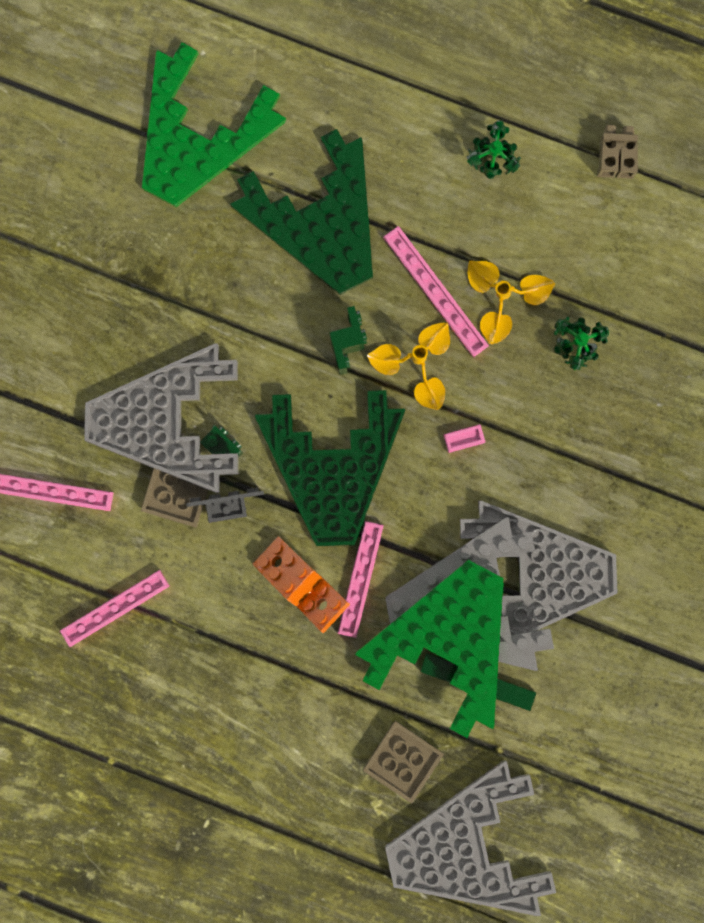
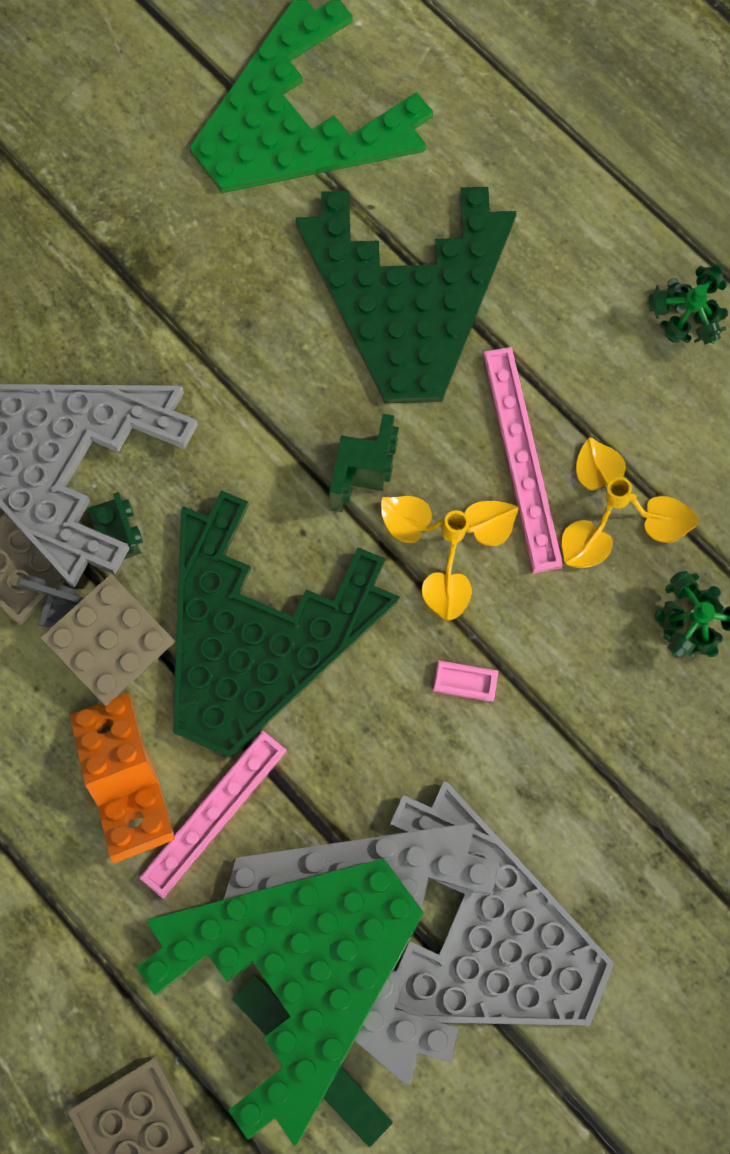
camera: 25 degrees right, 10 degrees down
(254, 513) = (108, 639): none -> dark tan plate

